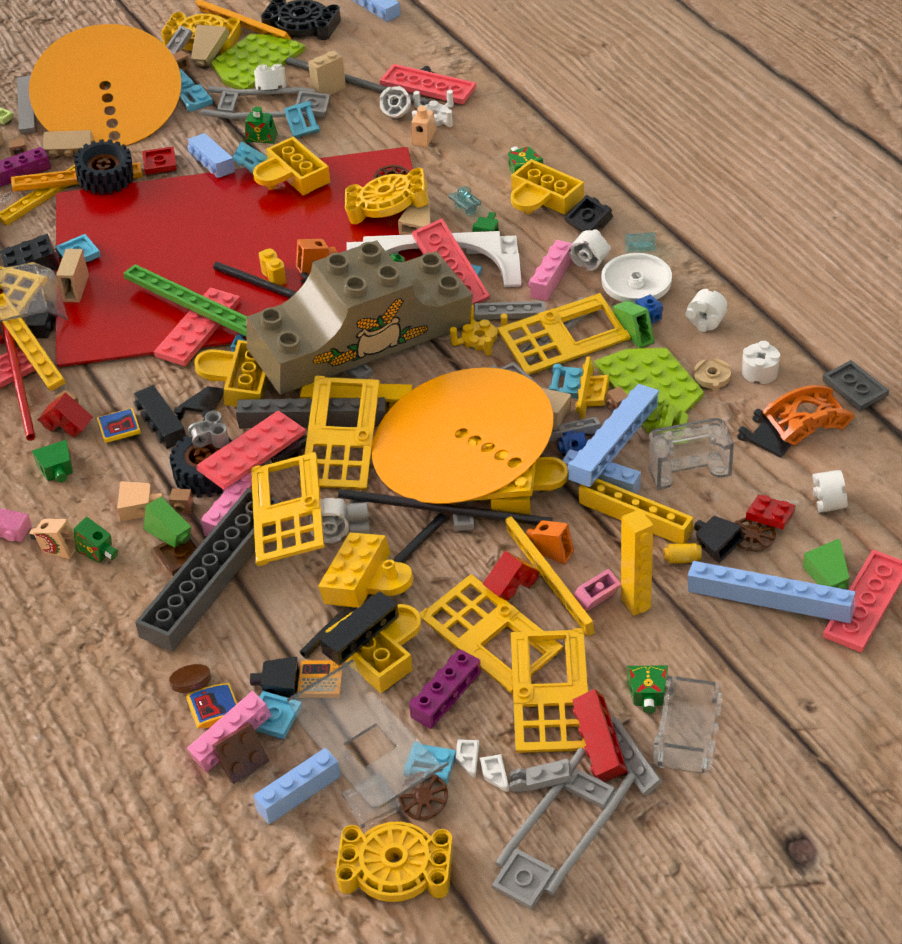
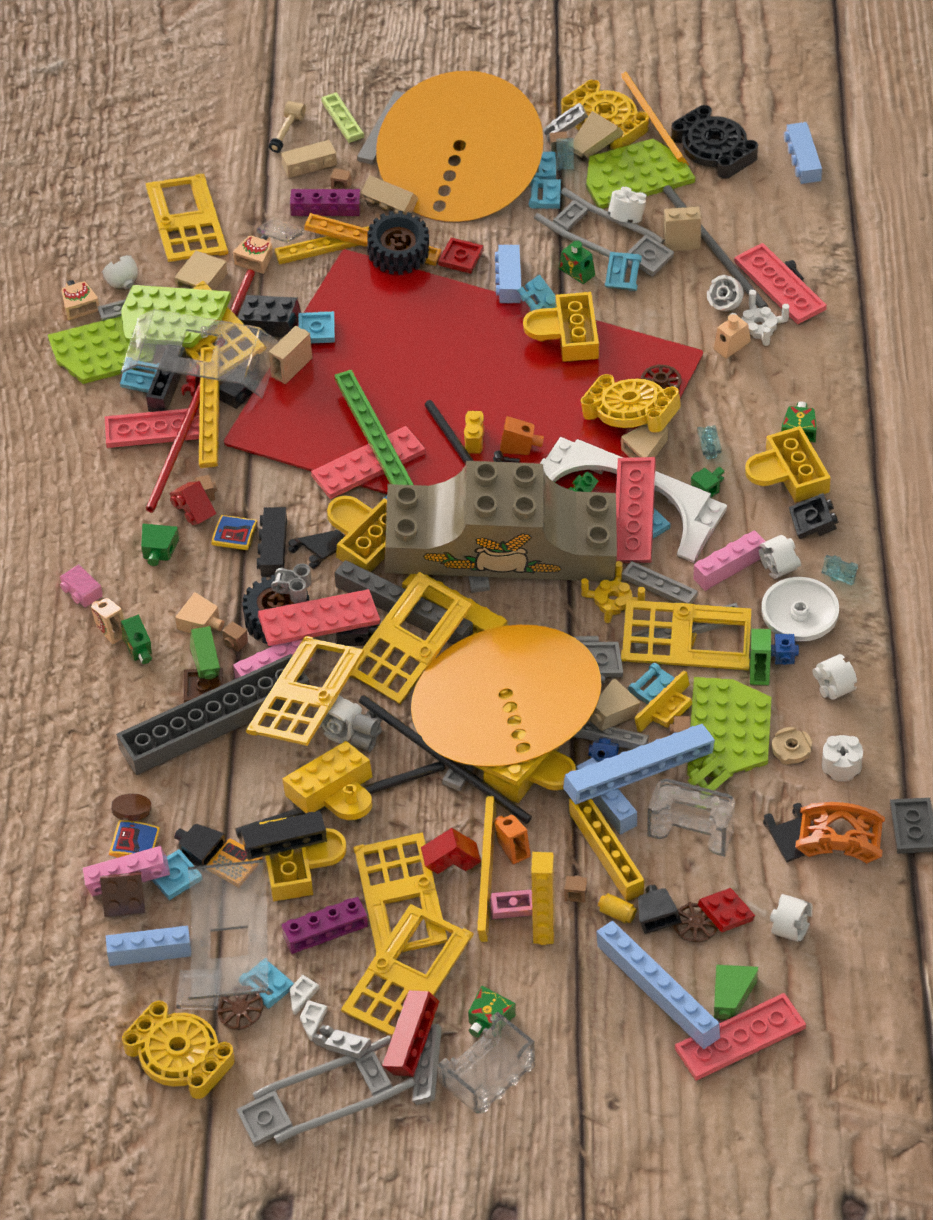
camera: 30 degrees right, 5 degrees up
(191, 64) = (565, 153): none -> clear light blue hips

